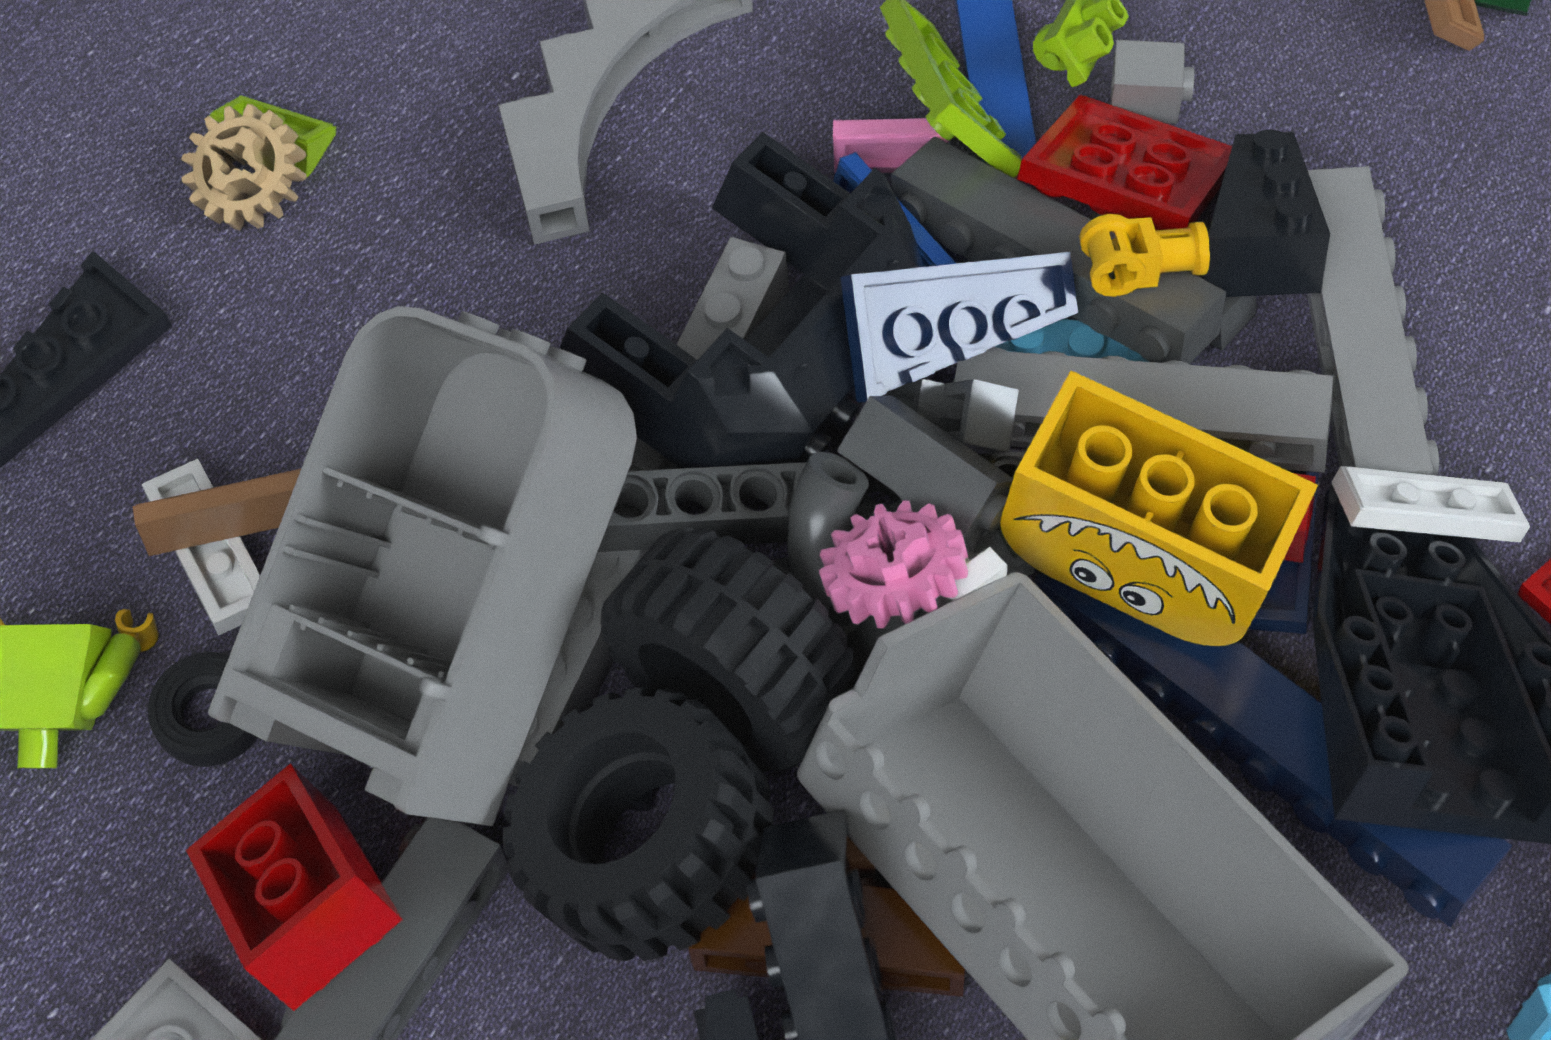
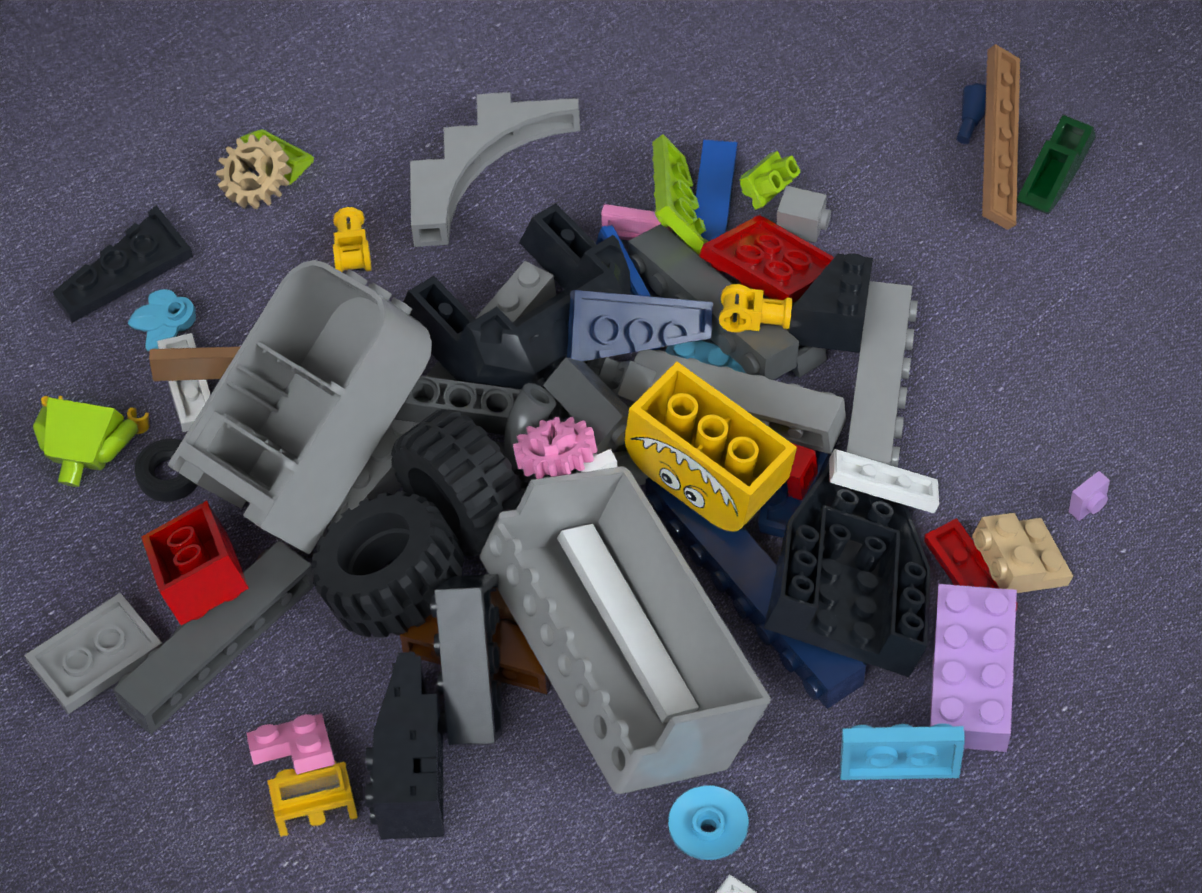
camera: 10 degrees right, 5 degrees down
(143, 439) = (163, 317): none -> medium azure plate
(431, 258) = (350, 246): none -> yellow connector
(1081, 847) = (627, 622): none -> white tile

